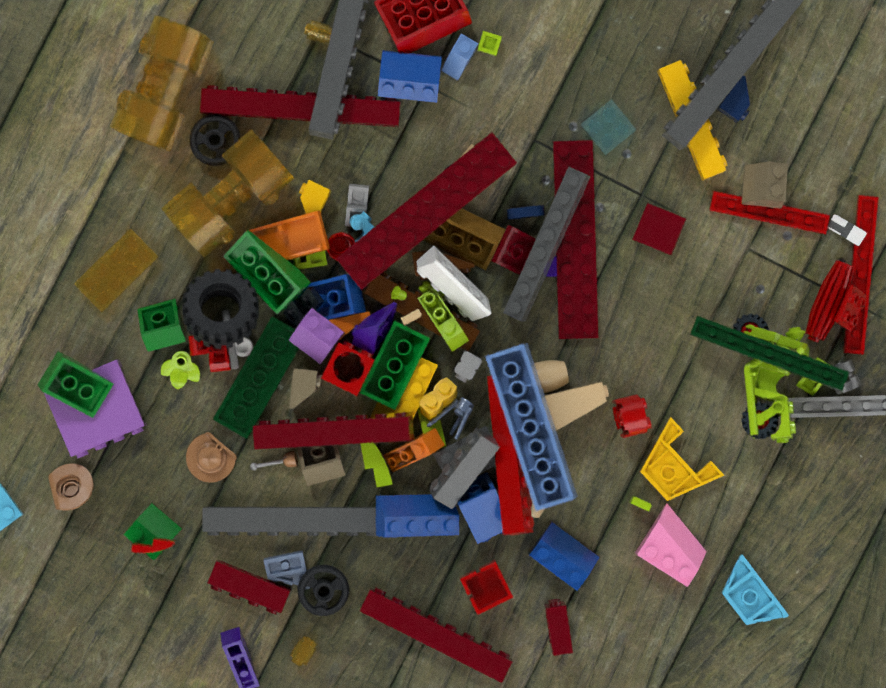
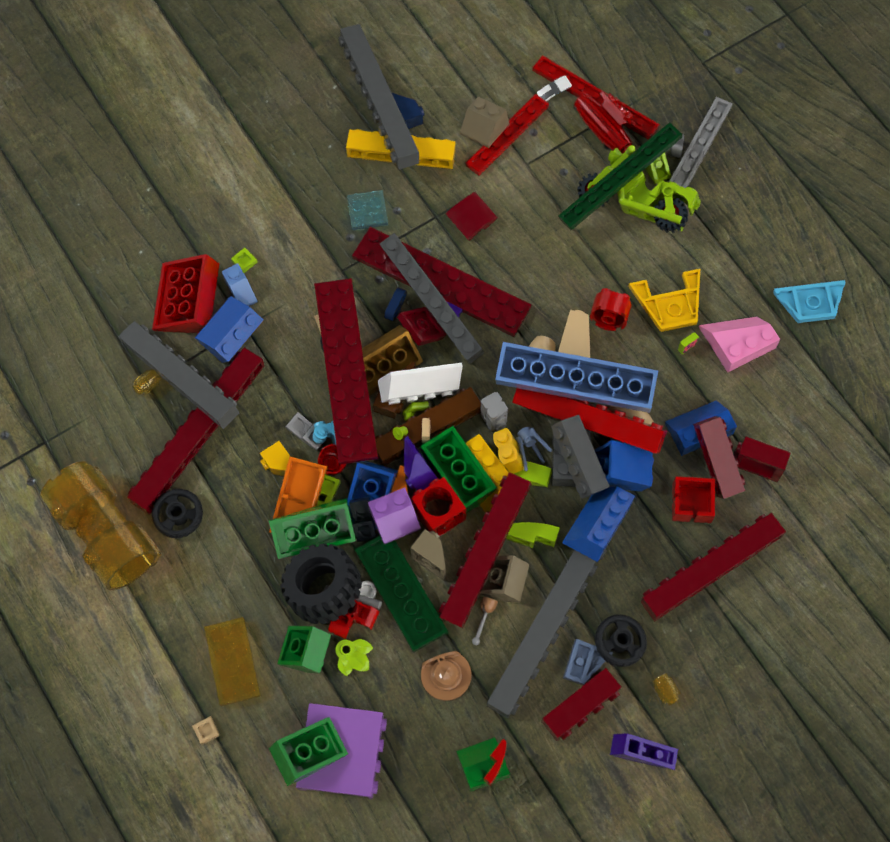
camera: 55 degrees left, 20 degrees down
(48, 284) = (206, 730): none -> tan tile
(70, 486) = (397, 815): medium nougat hat -> none
(202, 217) = (234, 554): clear yellow cylinder -> none
(414, 450) = (540, 493): orange slope -> none
(443, 319) = (445, 406): lime slope -> none
(537, 590) = (719, 456): none -> dark red brick

